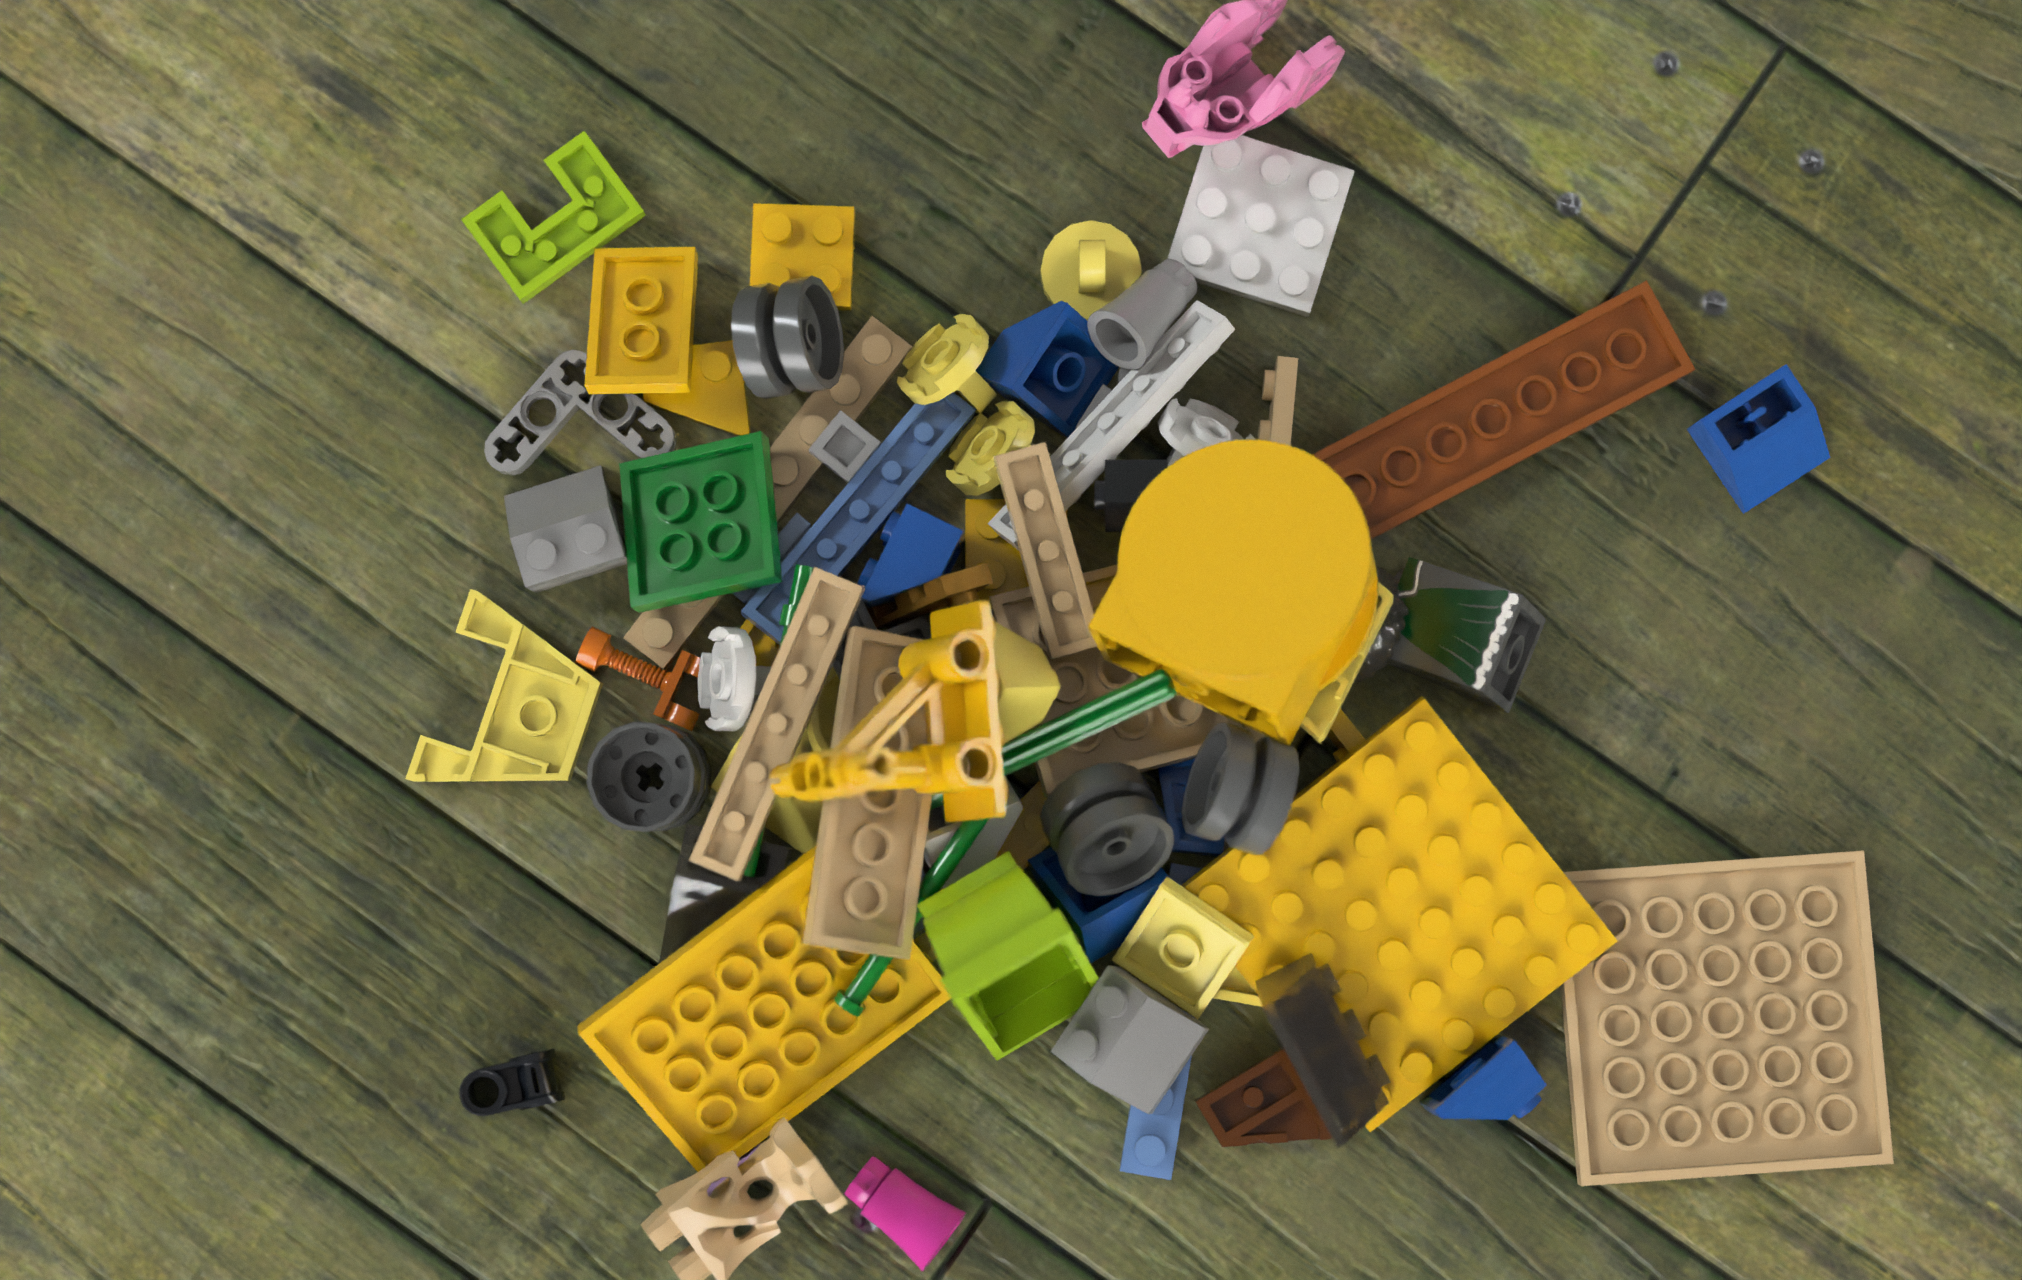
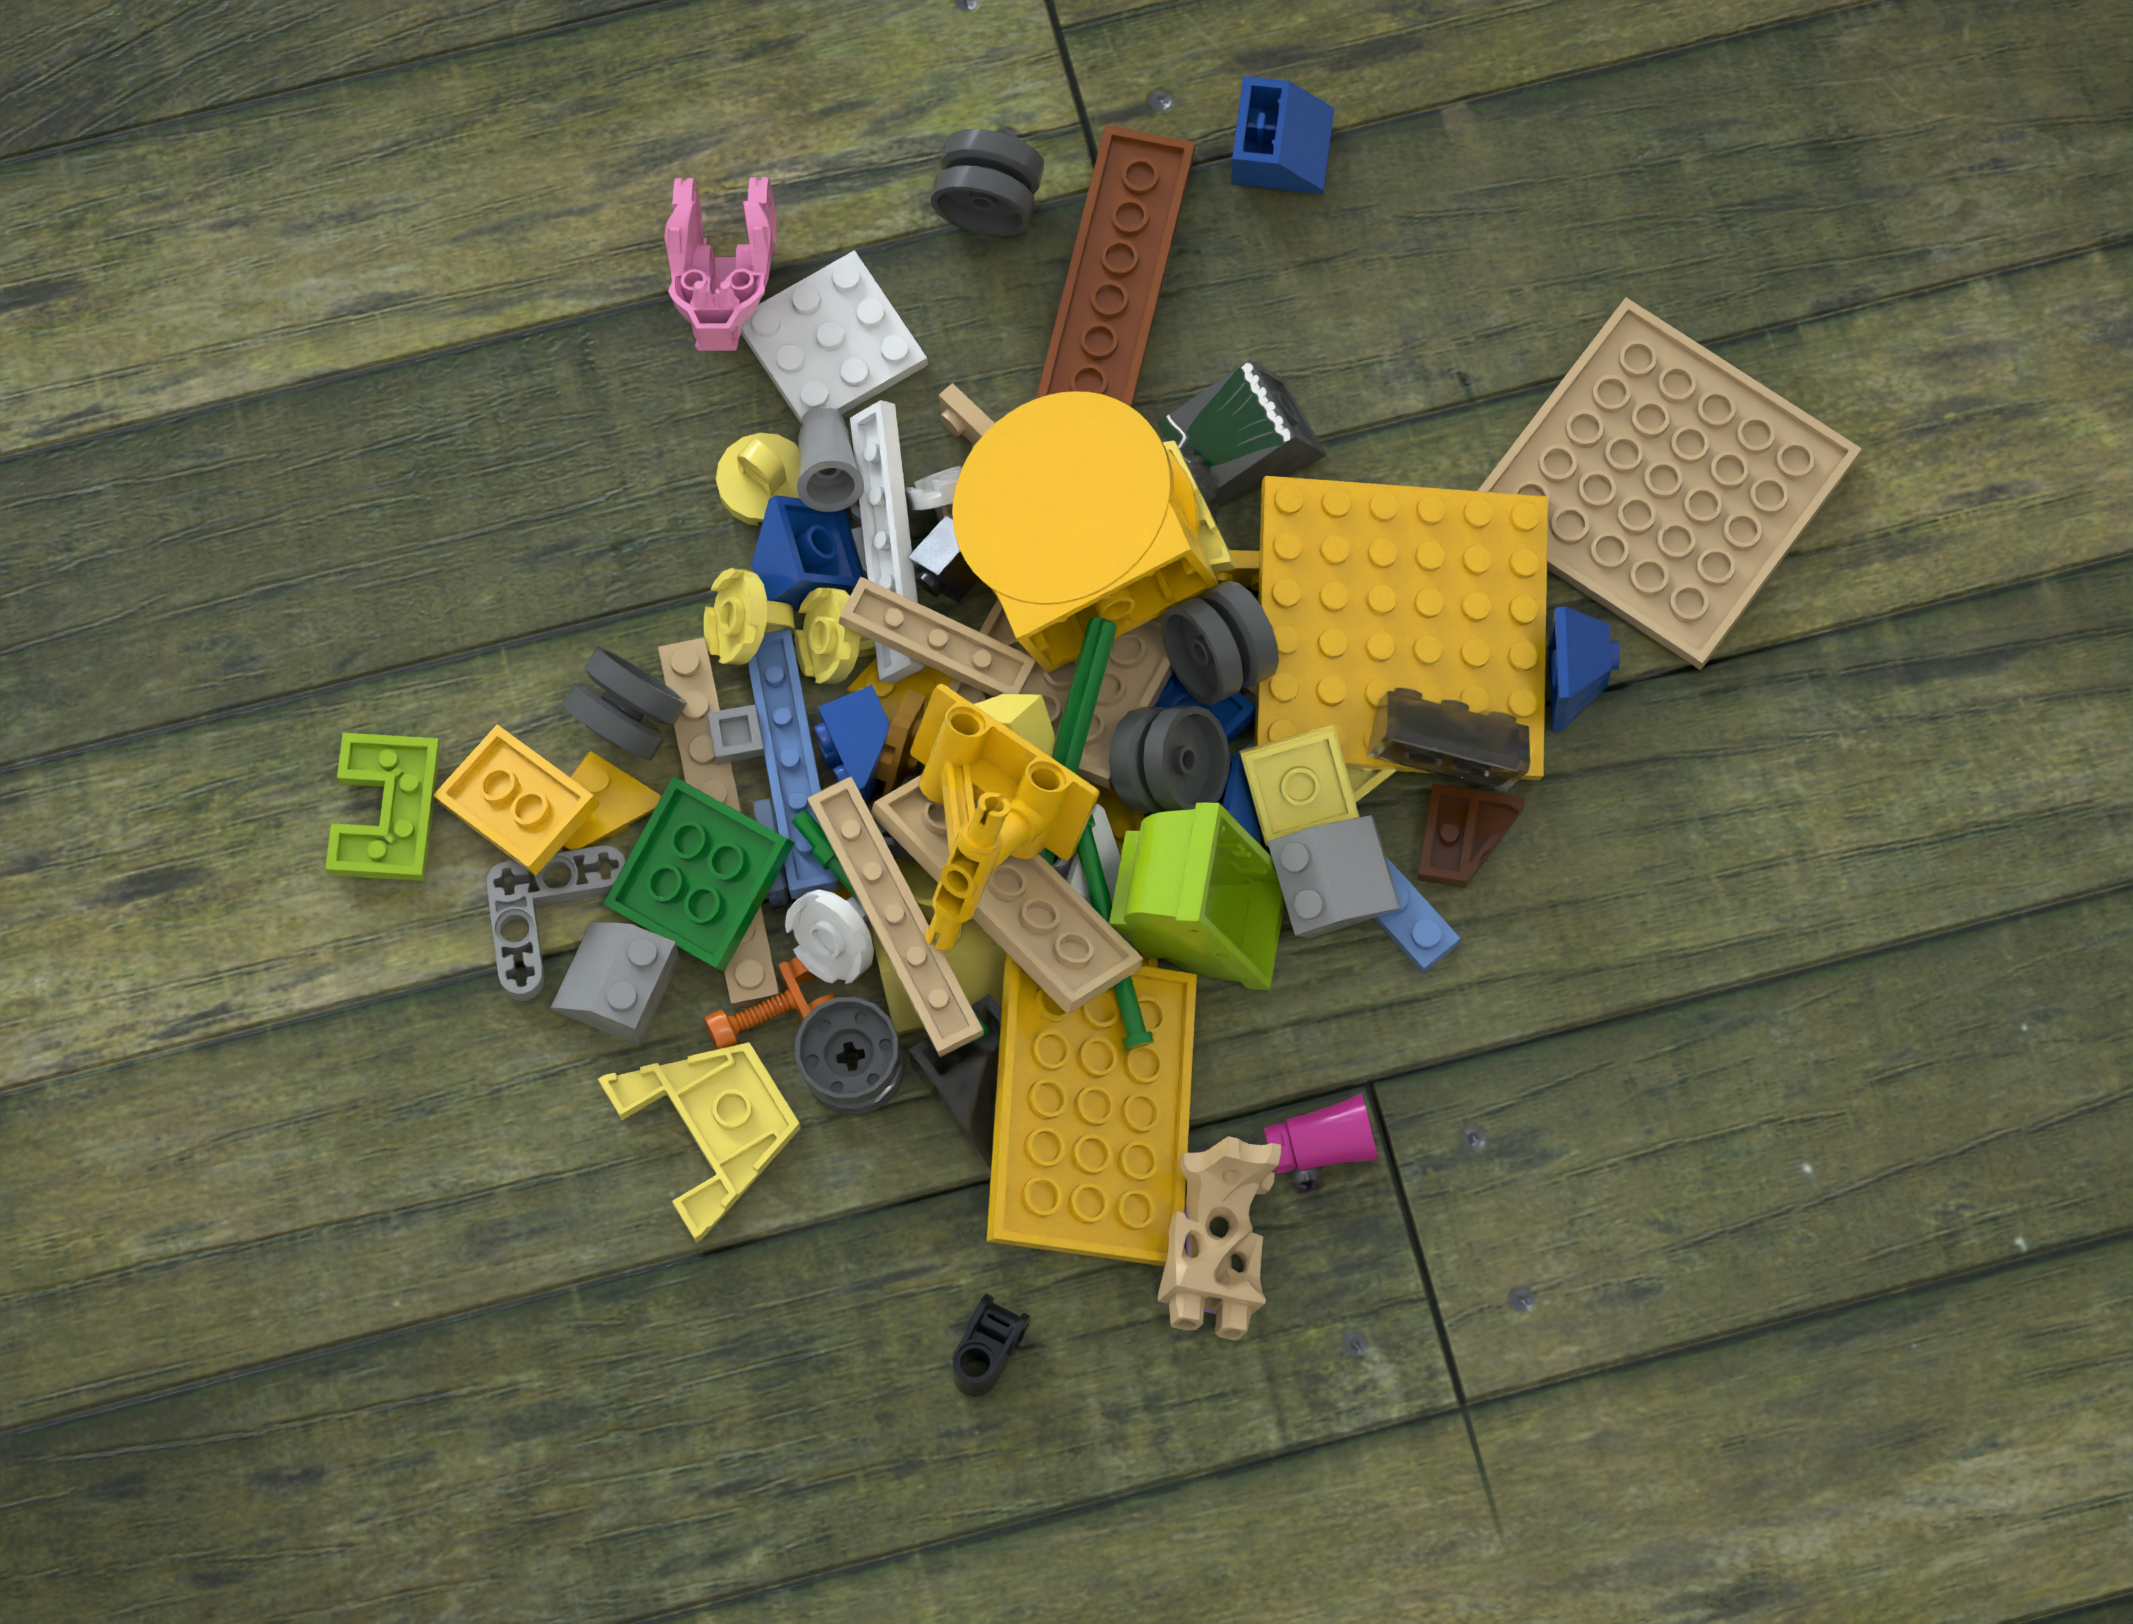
camera: 50 degrees left, 15 degrees down
(804, 243) = (557, 656): yellow plate -> none
(1504, 231) = (987, 182): none -> dark grey wheel

